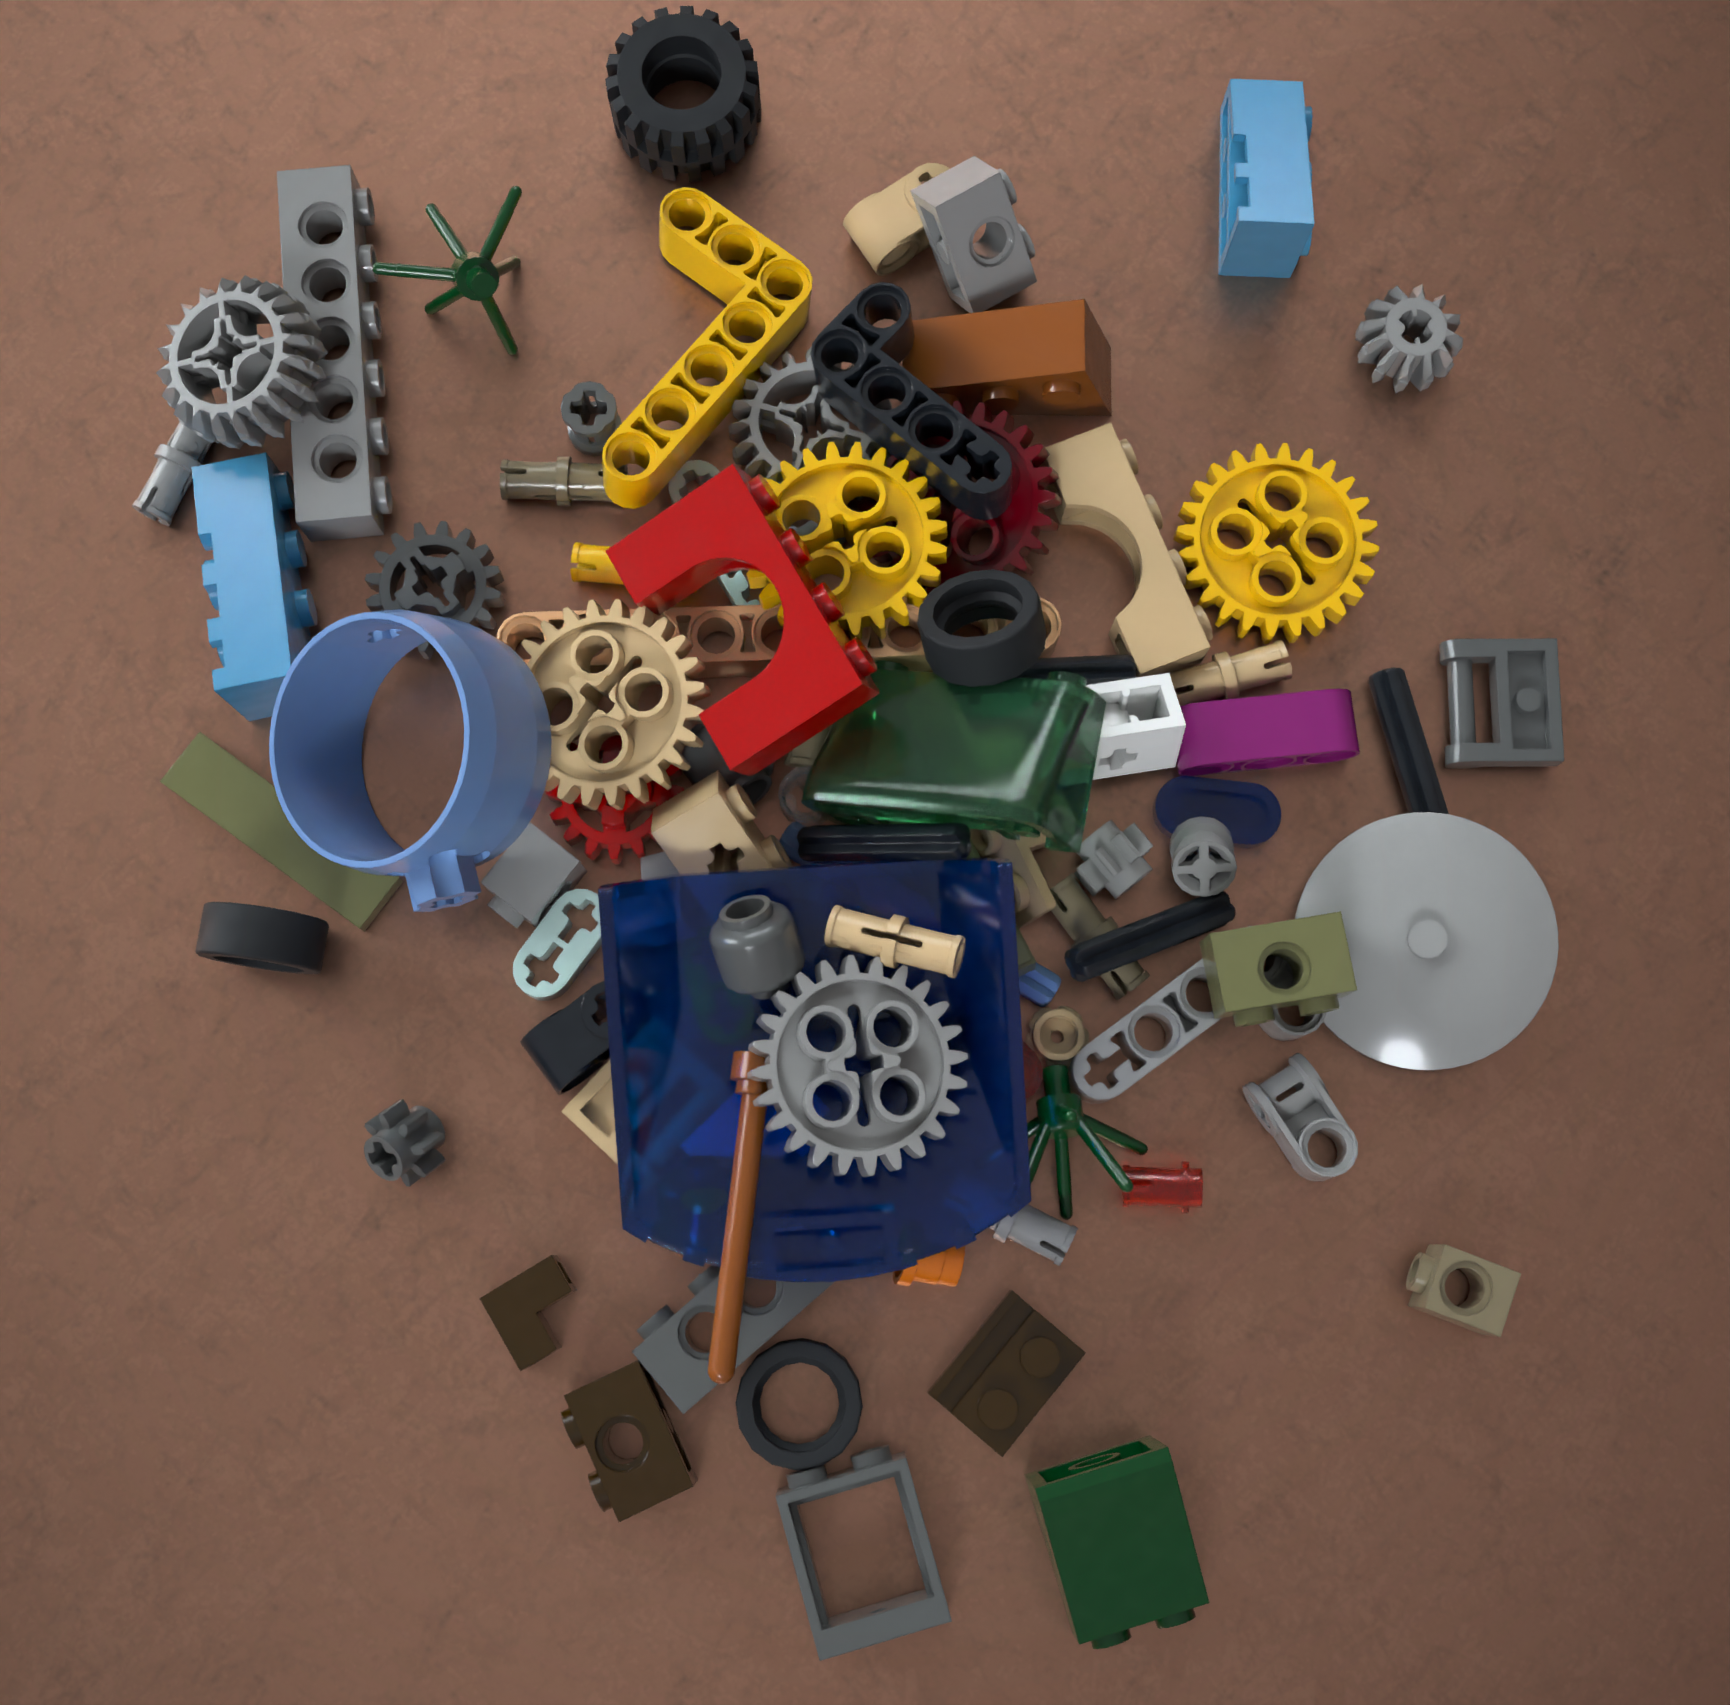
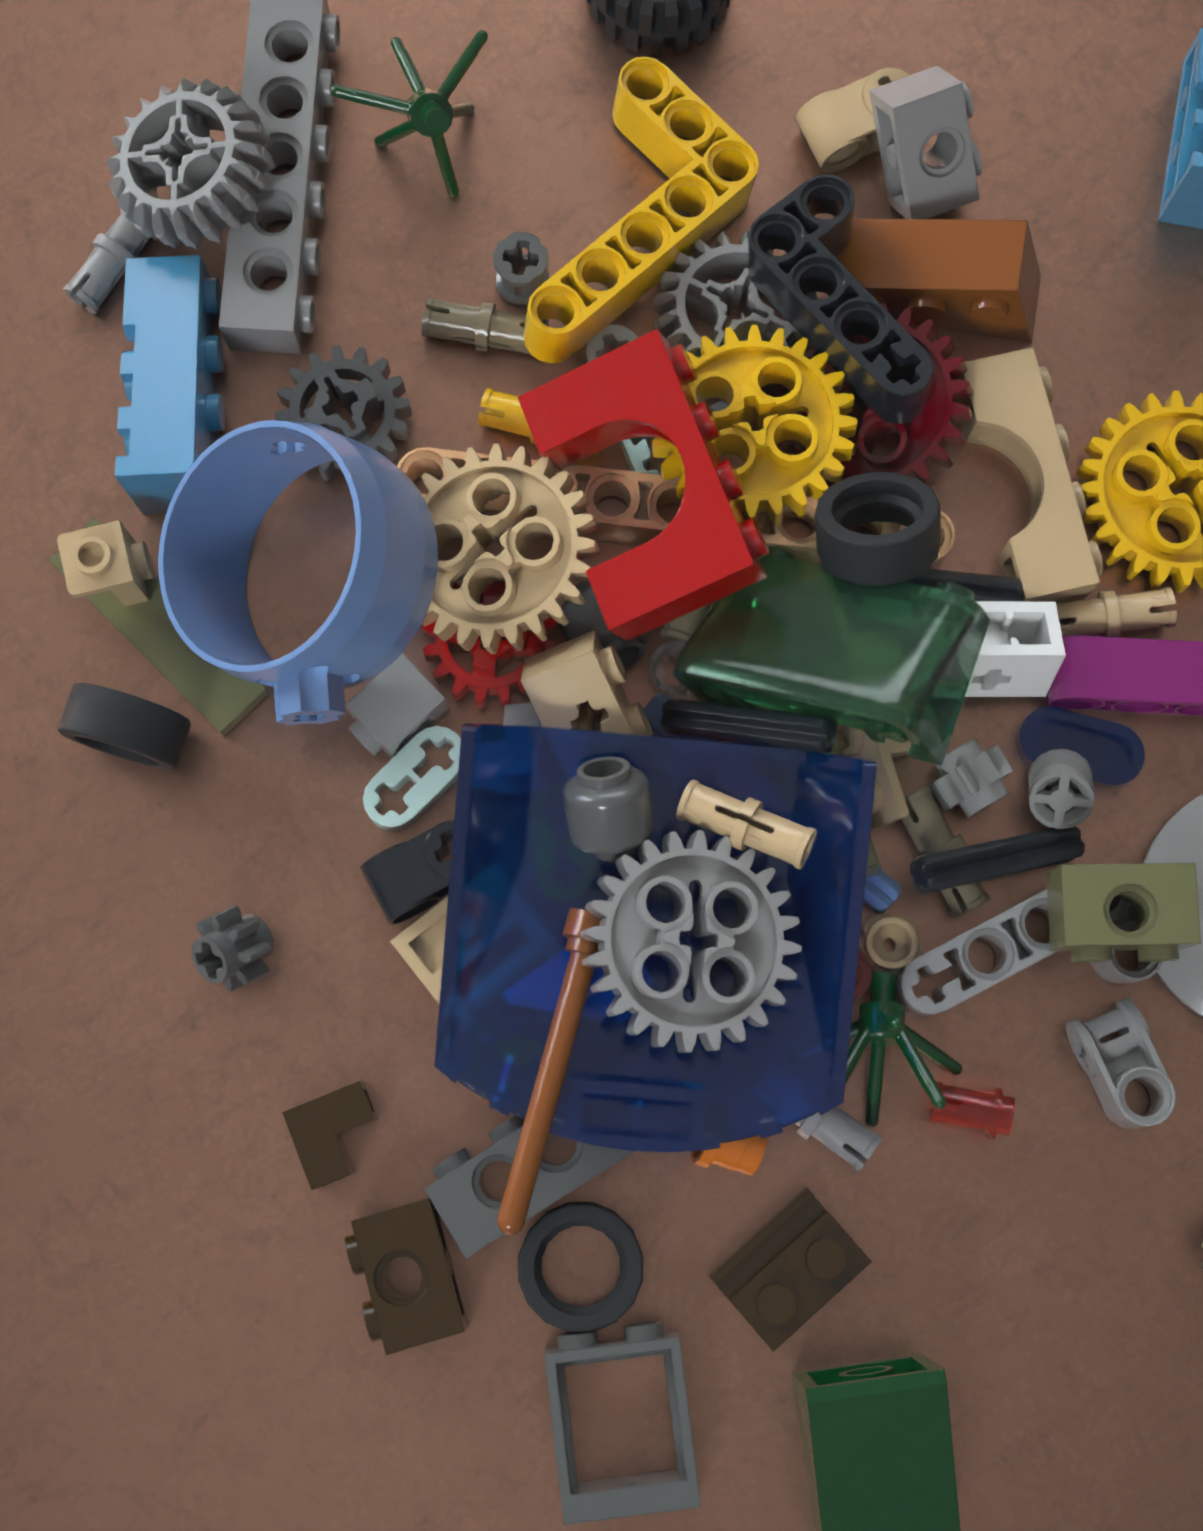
camera: 10 degrees right, 0 degrees up
(218, 775) = (106, 560): none -> tan bracket

